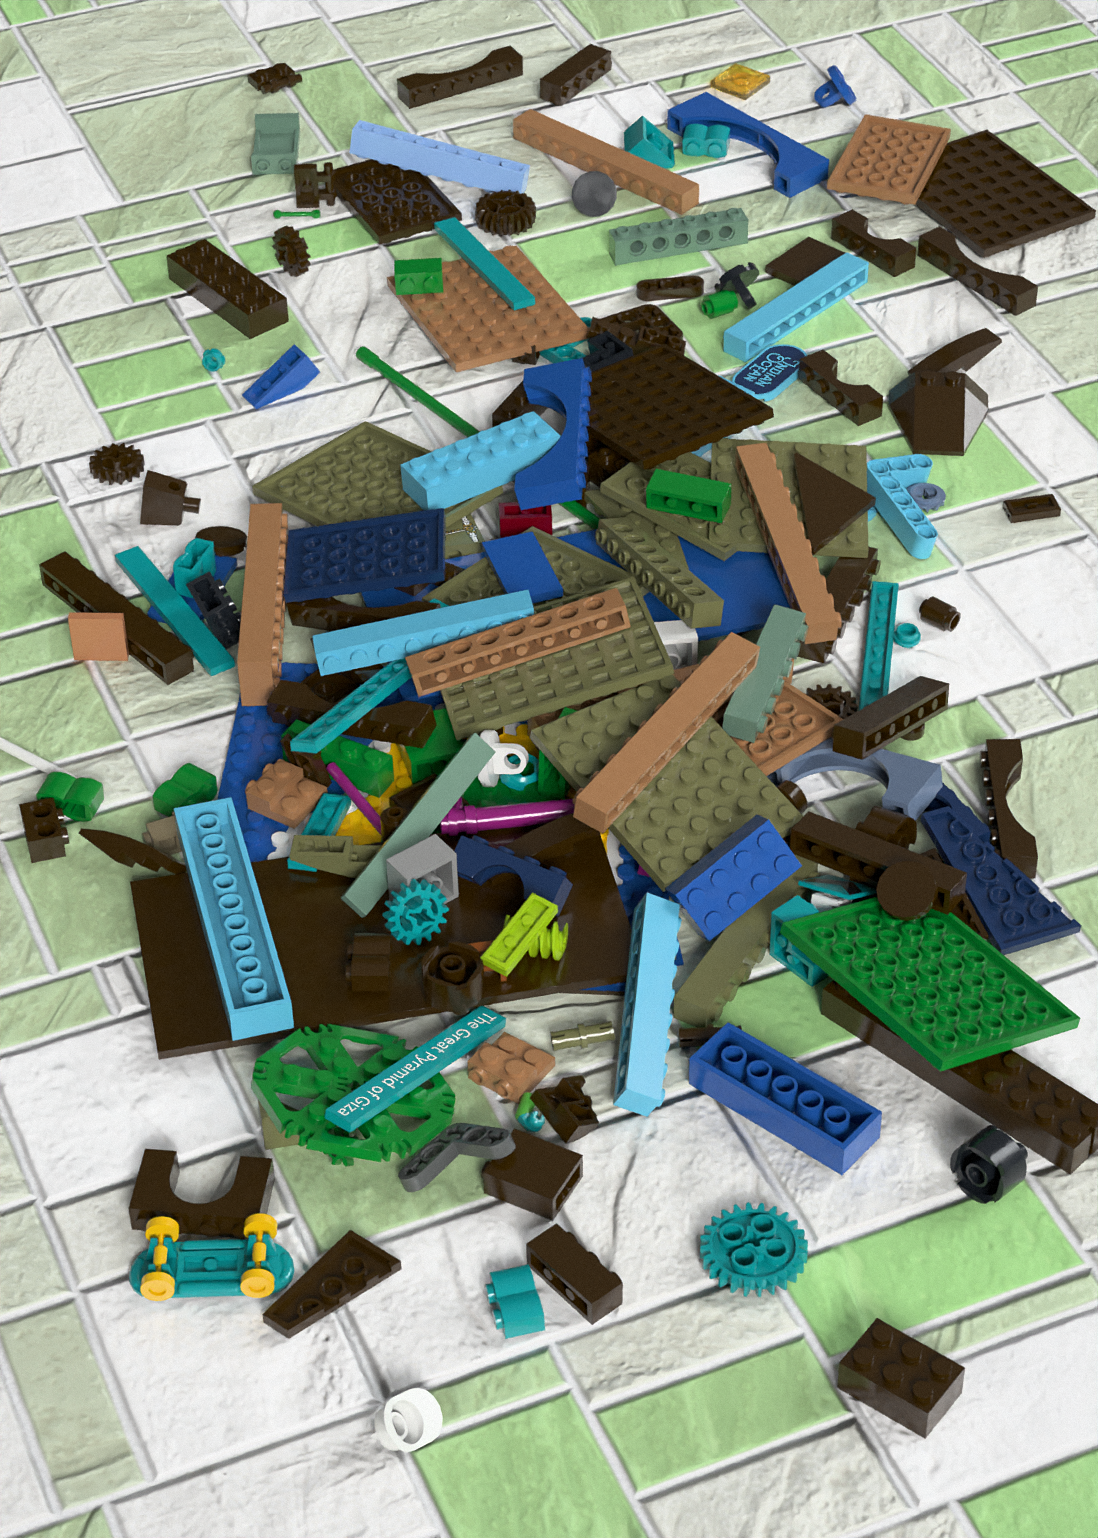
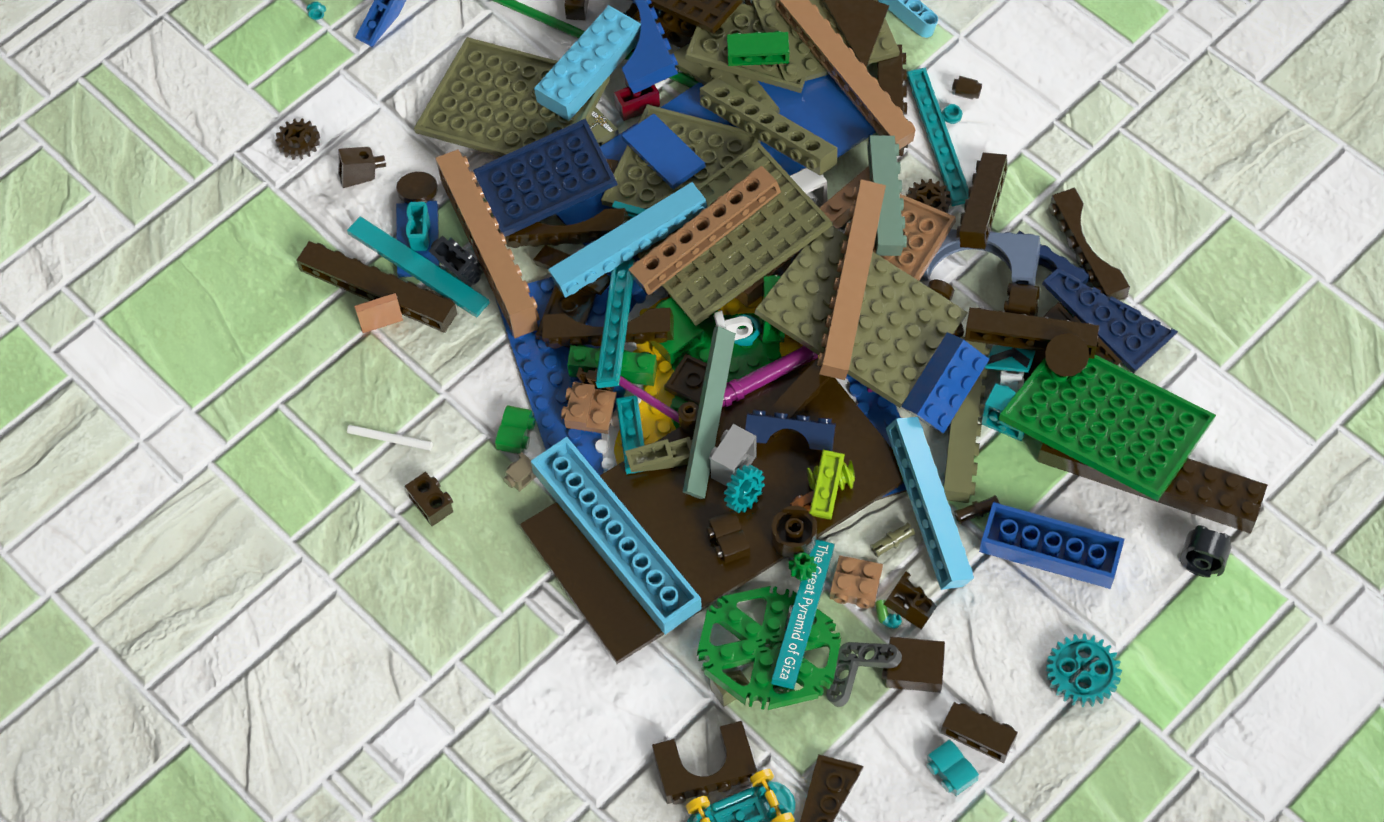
camera: 20 degrees left, 20 degrees up
(76, 796) = (435, 460): green brick -> none
(130, 851) = (499, 496): dark brown slope -> none
(443, 1017) = (802, 566): none -> green gear
(901, 1378) = (1219, 734): dark brown brick -> none

